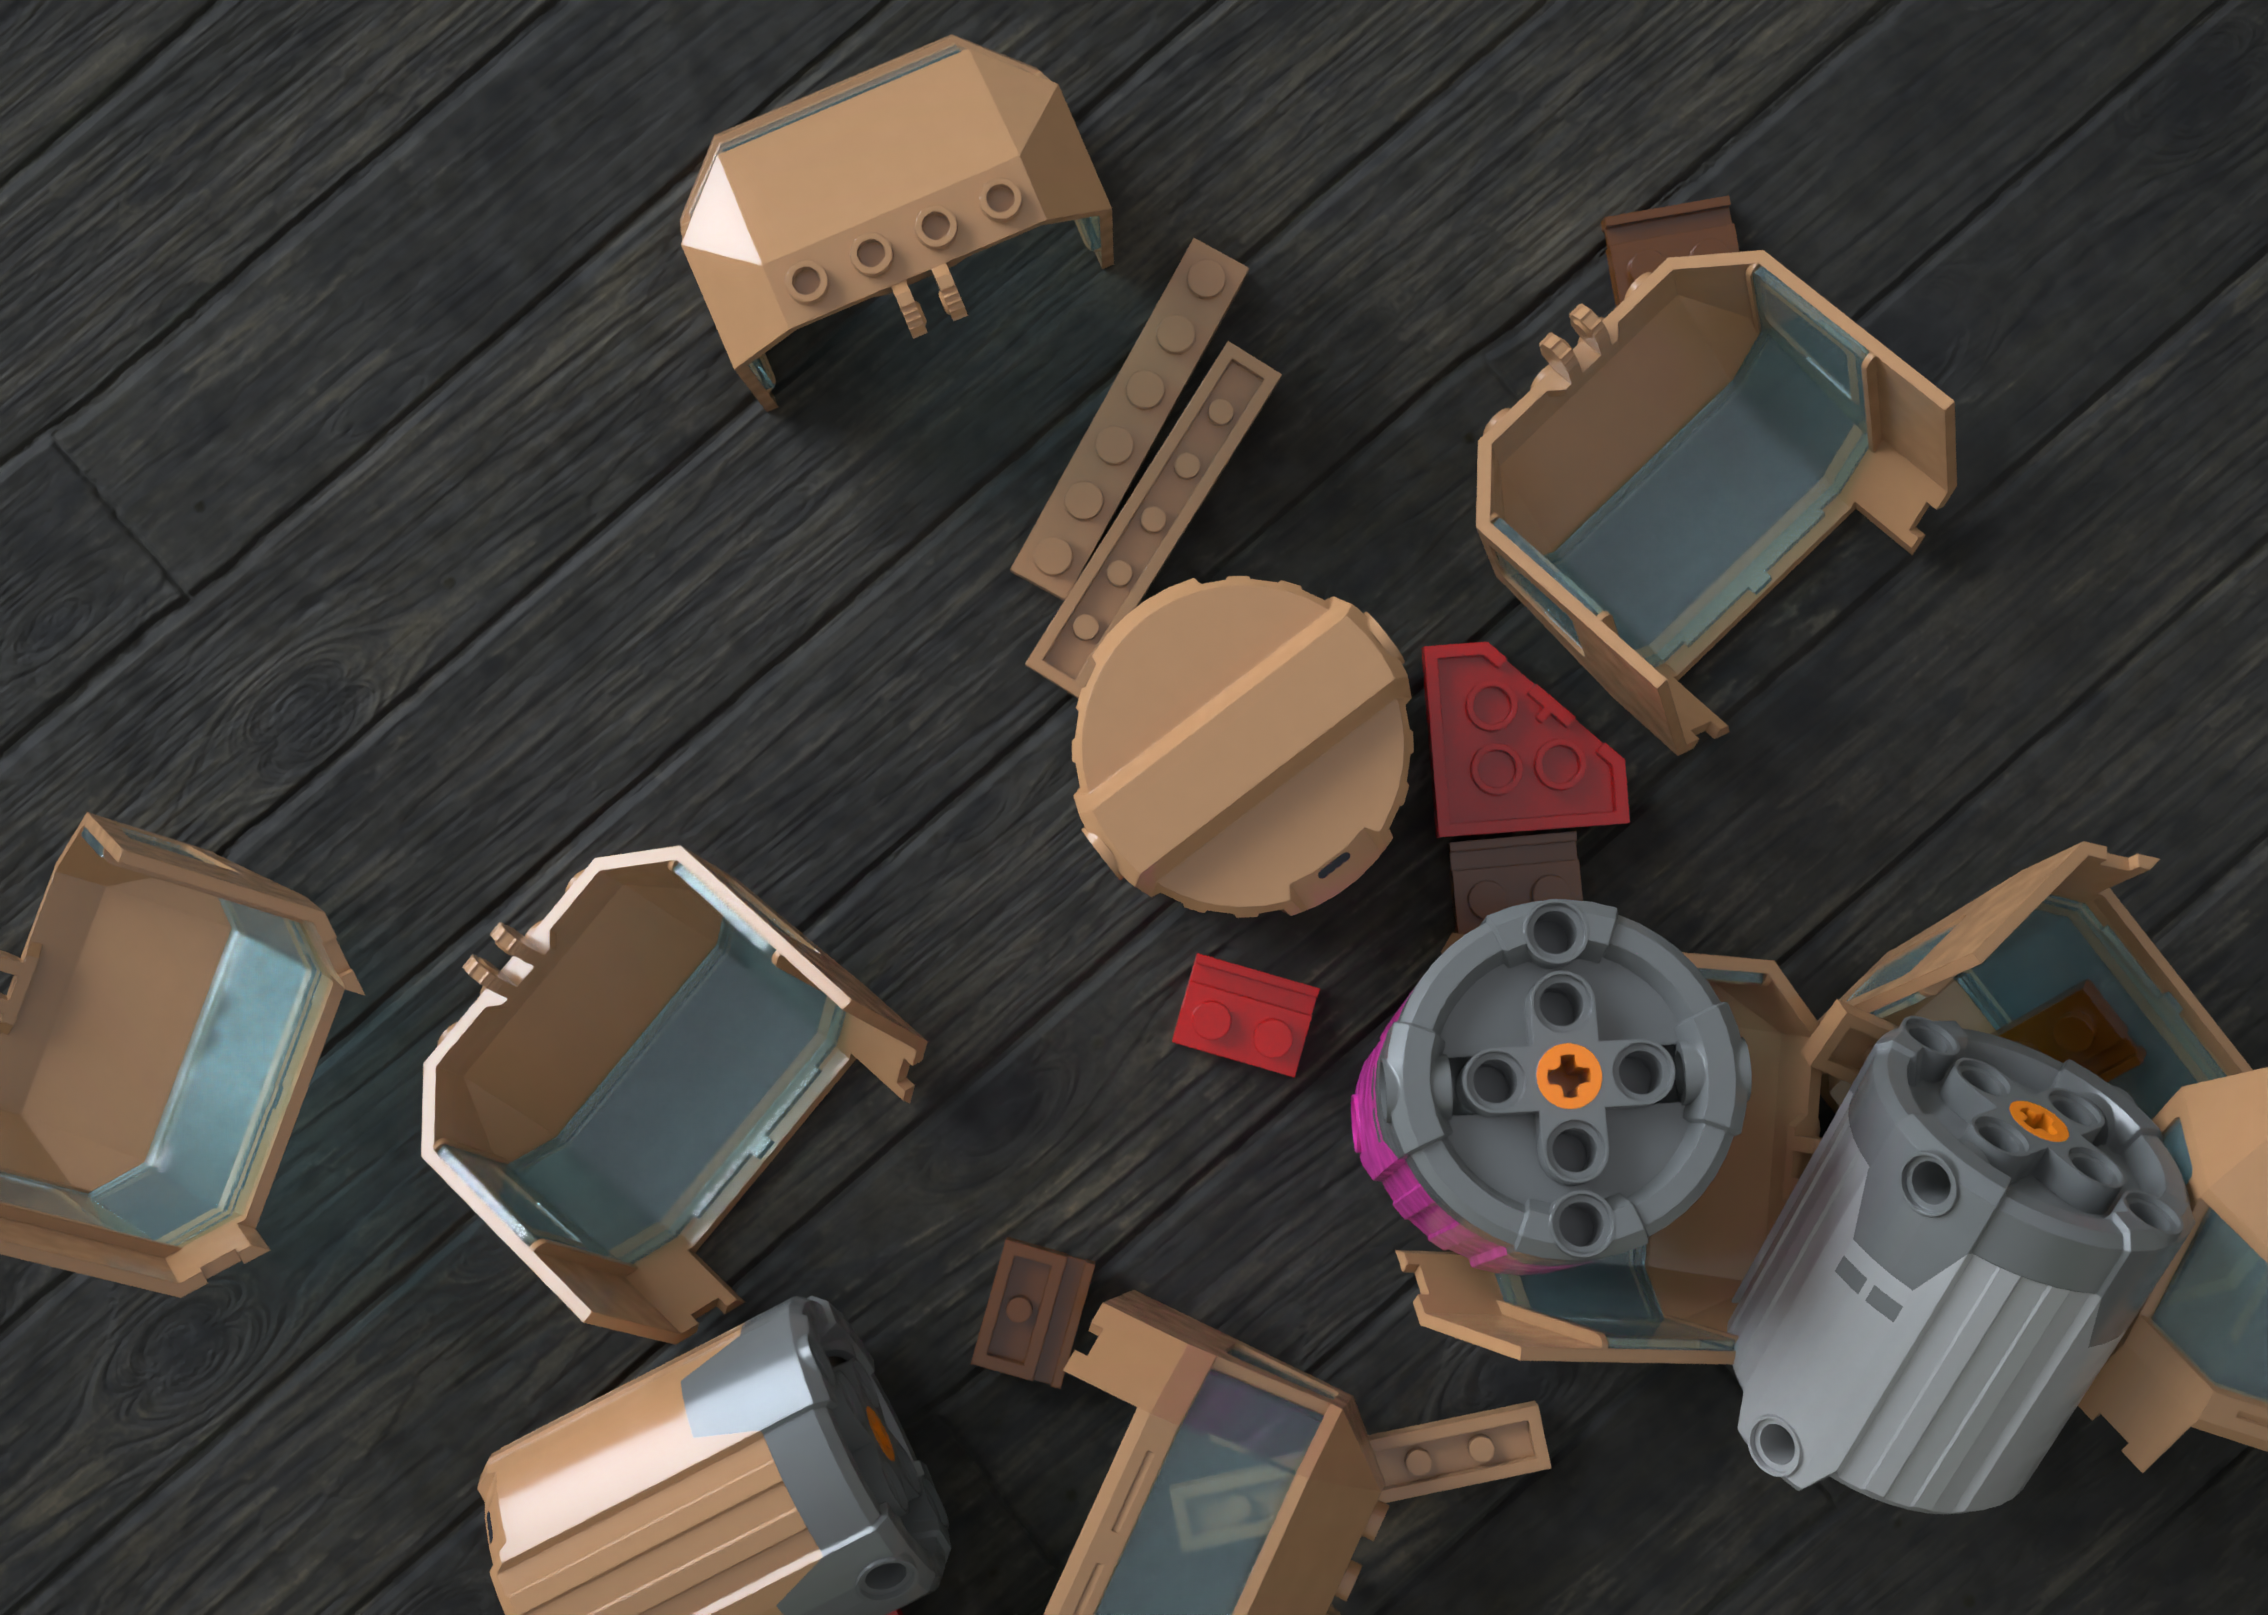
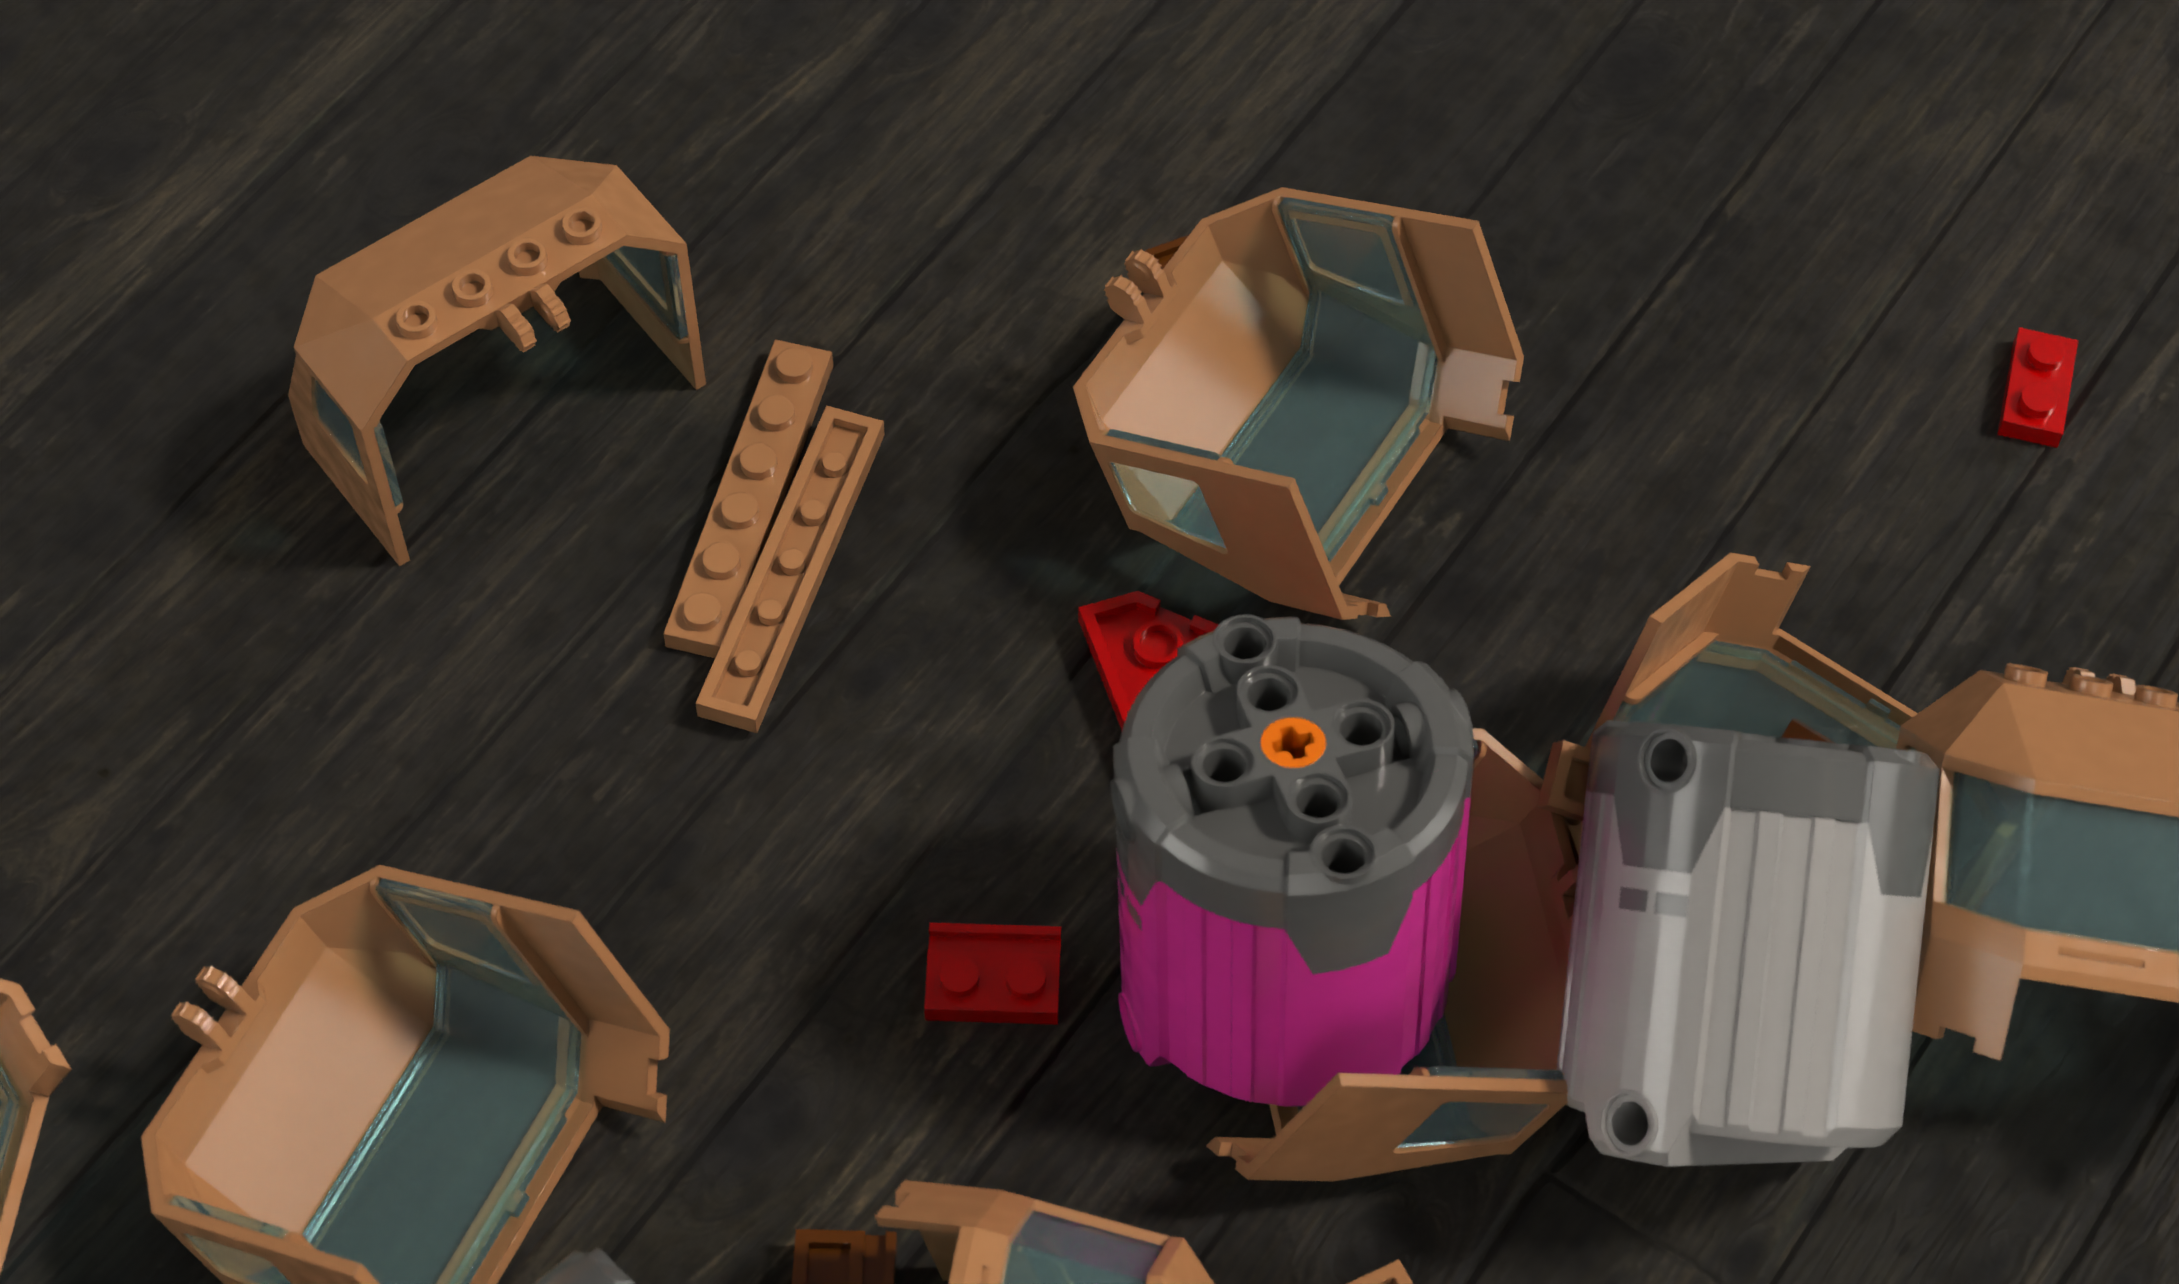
camera: 15 degrees left, 30 degrees down
(1243, 746) = (917, 659): medium nougat piece -> none

